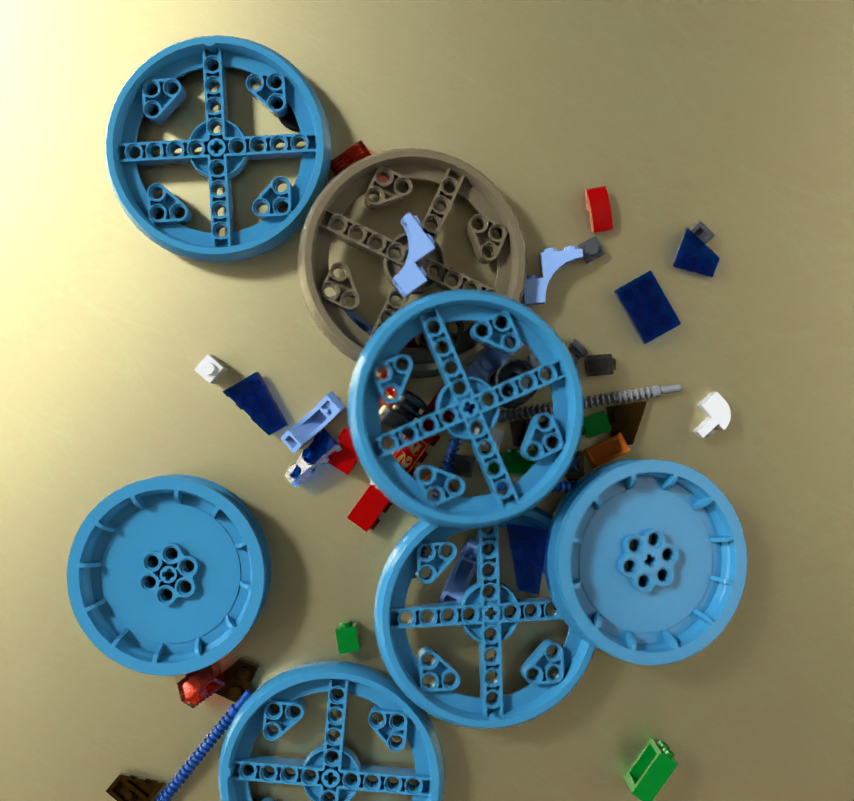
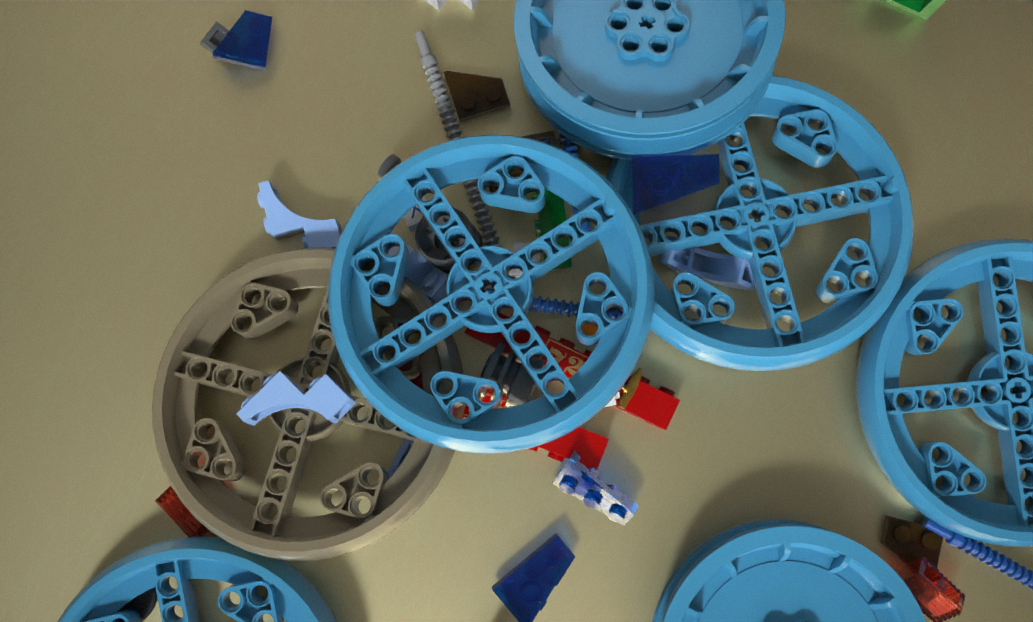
camera: 100 degrees left, 5 degrees down
(313, 422) = (546, 498): light blue arch -> none
(348, 637) = (824, 401): green brick -> none
(380, 497) = (629, 389): none -> pearl gold helmet
(463, 465) = (568, 288): dark grey plate -> none
(518, 430) = (511, 223): clear smoke brick -> none
(591, 249) = (259, 171): dark grey plate -> none
(596, 424) = (482, 123): green brick -> none
(599, 207) = (201, 172): red slope -> none
(599, 365) = (406, 136): clear smoke brick -> none
(606, 450) = (515, 108): orange tile -> none
(647, 307) = (323, 90): clear blue plate -> none

